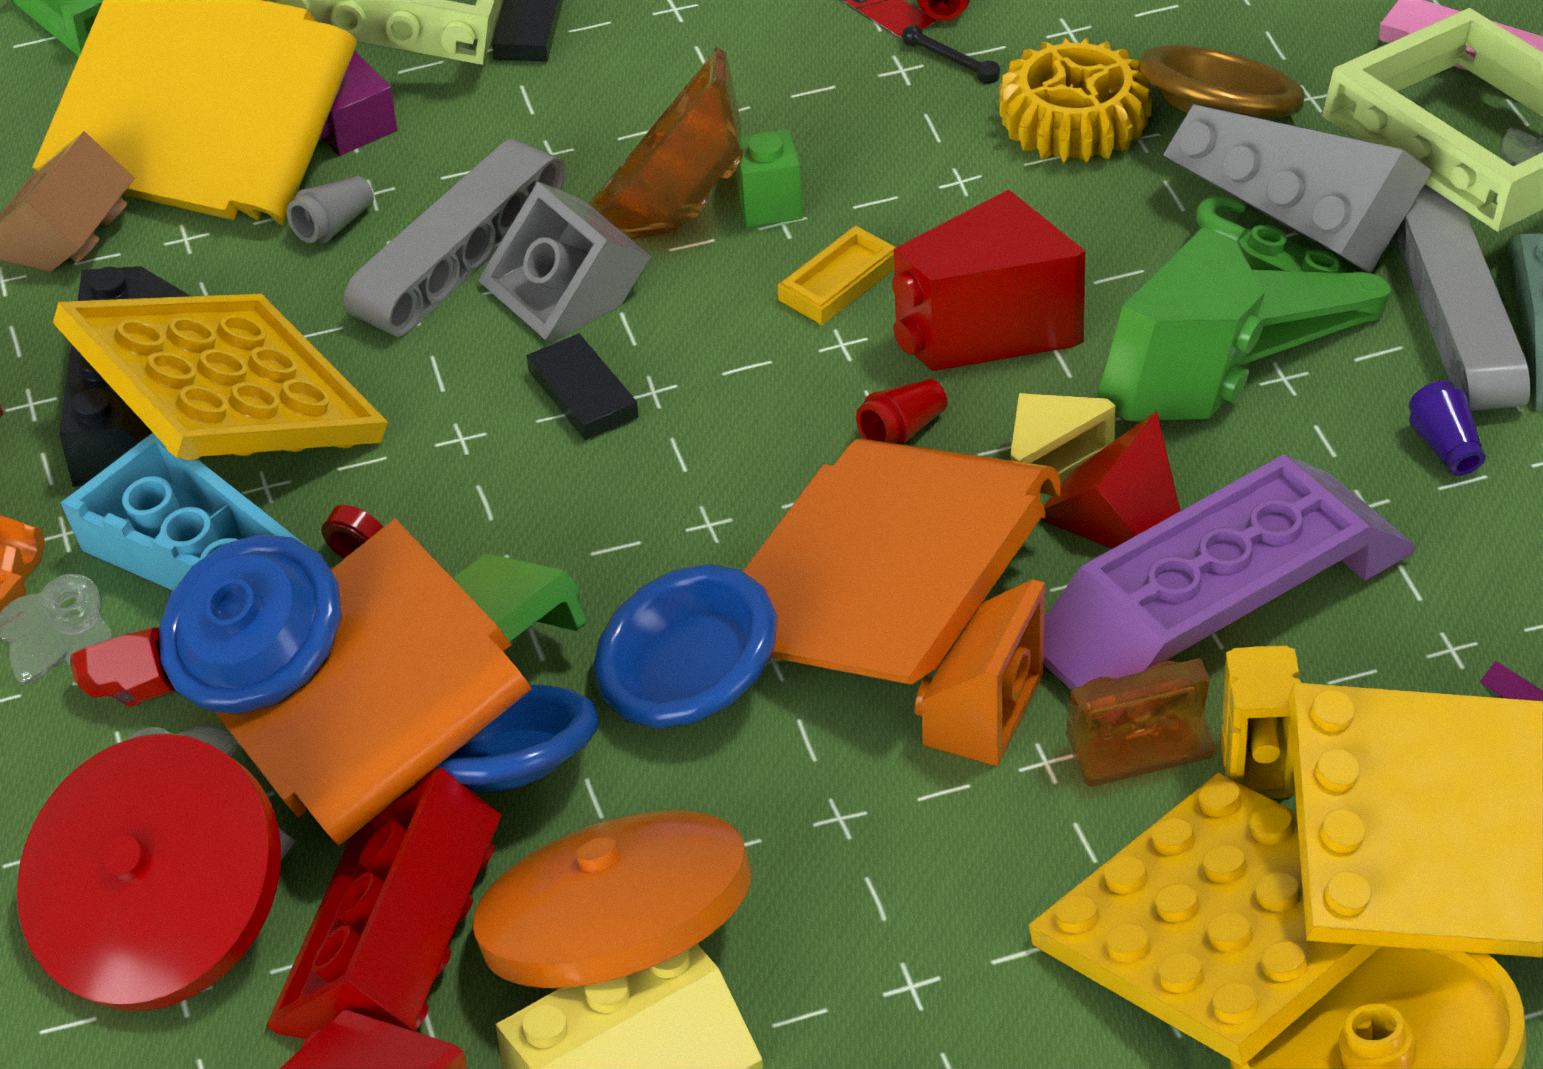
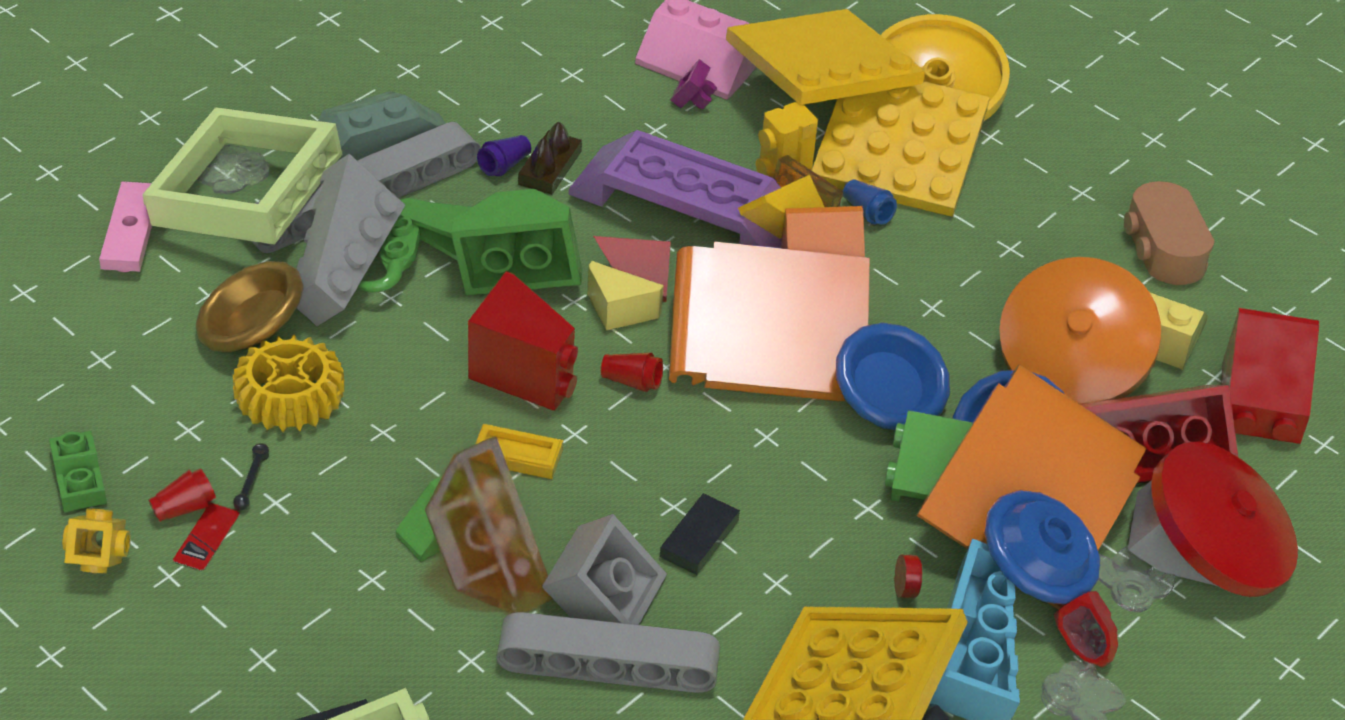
camera: 125 degrees left, 0 degrees up
(1084, 626) = (770, 209): none -> yellow slope
(1103, 816) = (876, 202): none -> blue cone
(1416, 484) = (550, 160): none -> dark brown tile

